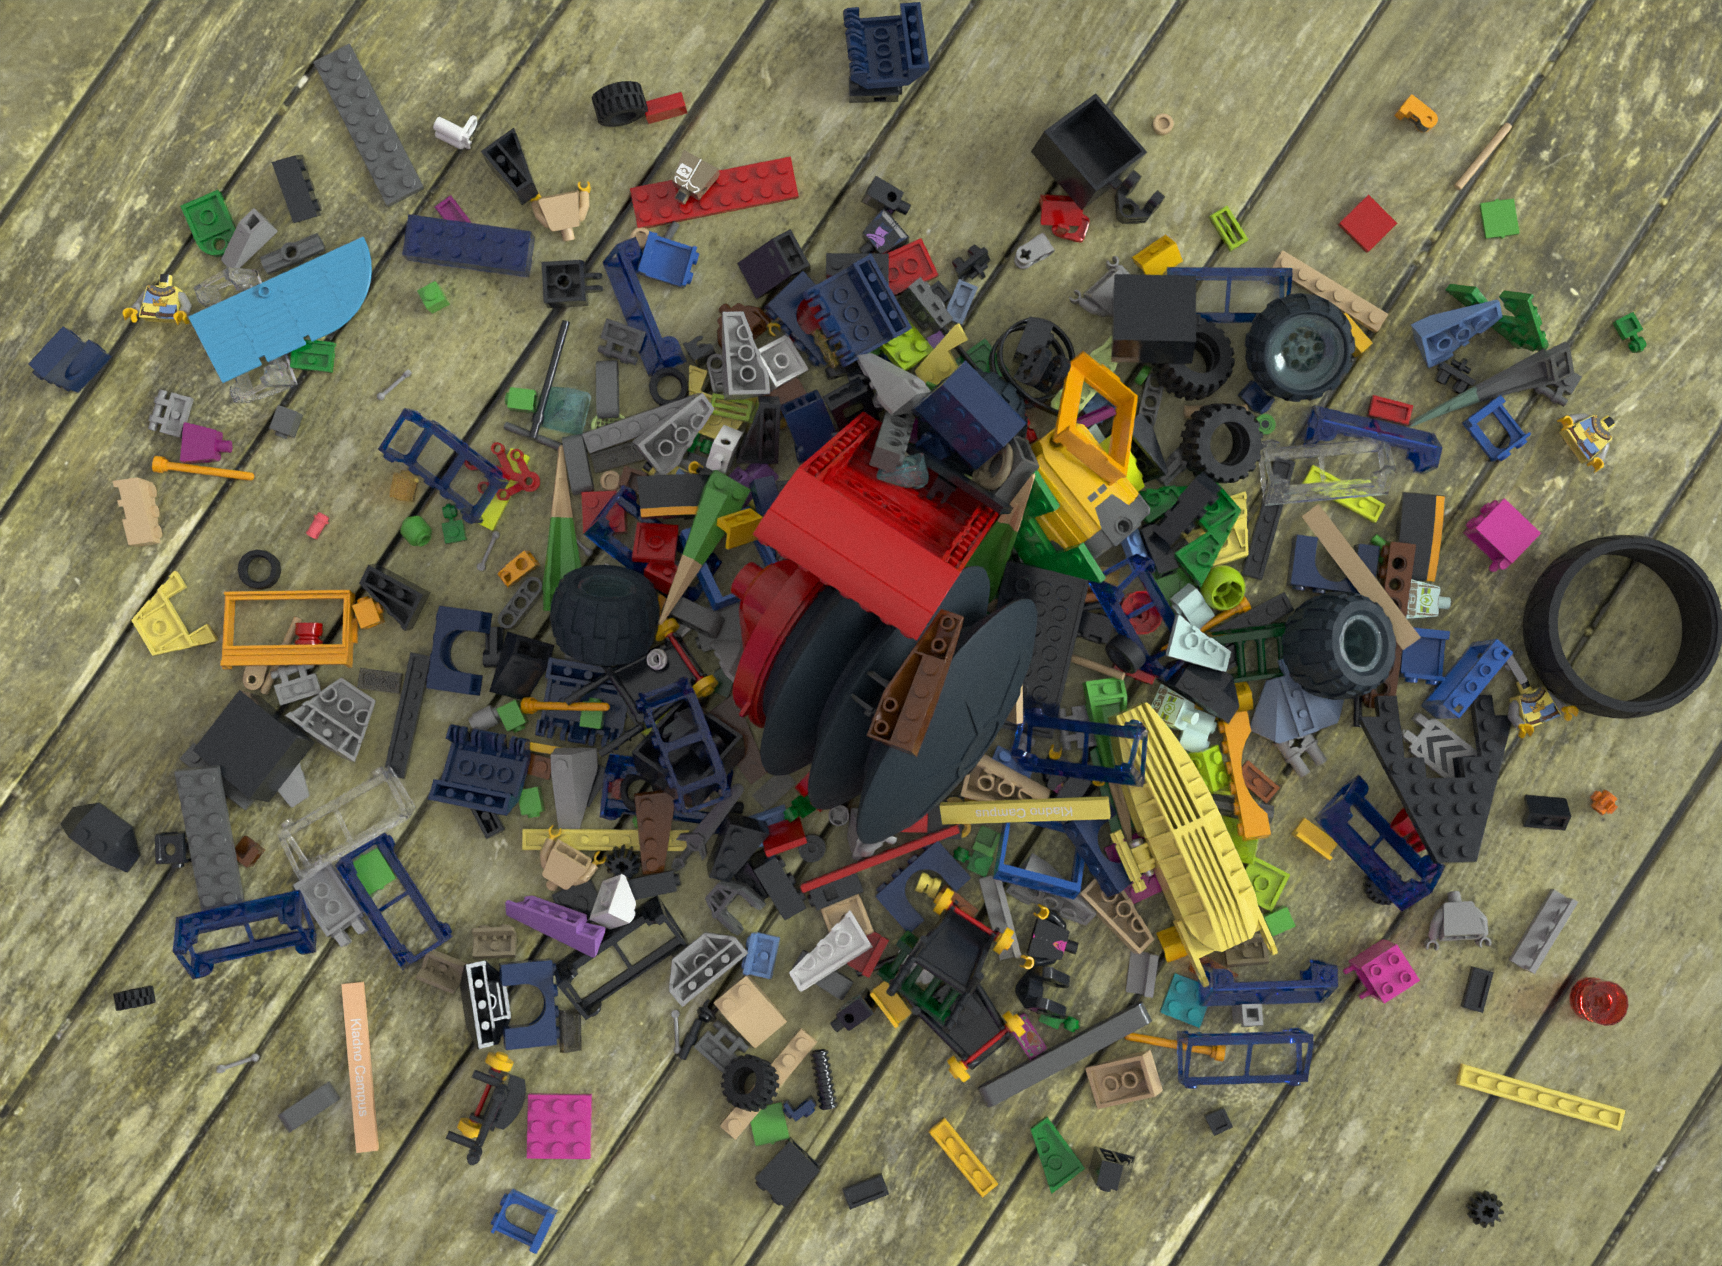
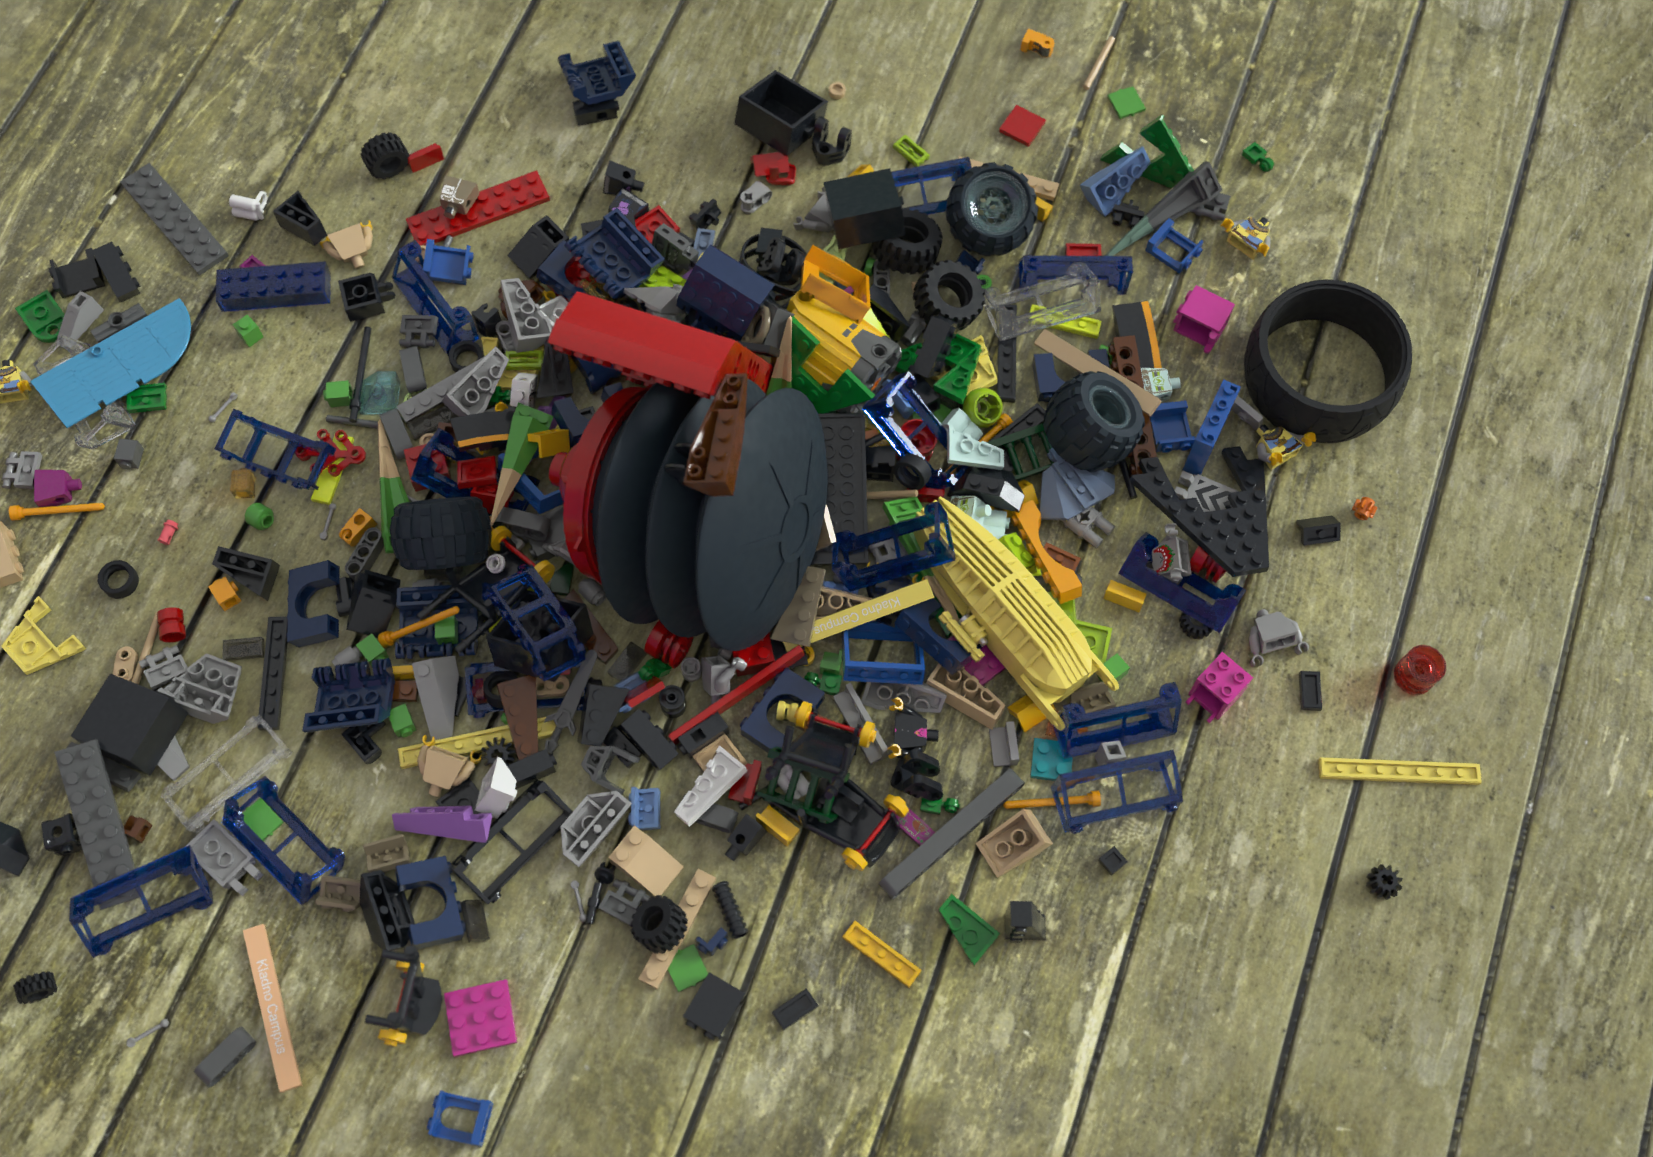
camera: 15 degrees left, 20 degrees down
(251, 178) = (77, 276): none -> black panel
(289, 654) = (155, 636): light orange piece -> none
(453, 530) = (294, 510): green plate -> none
(964, 800) = (799, 618): none -> dark tan wing
(1375, 818) = (1171, 556): none -> light grey torso
(1542, 931) = (1350, 627): light grey fence -> none

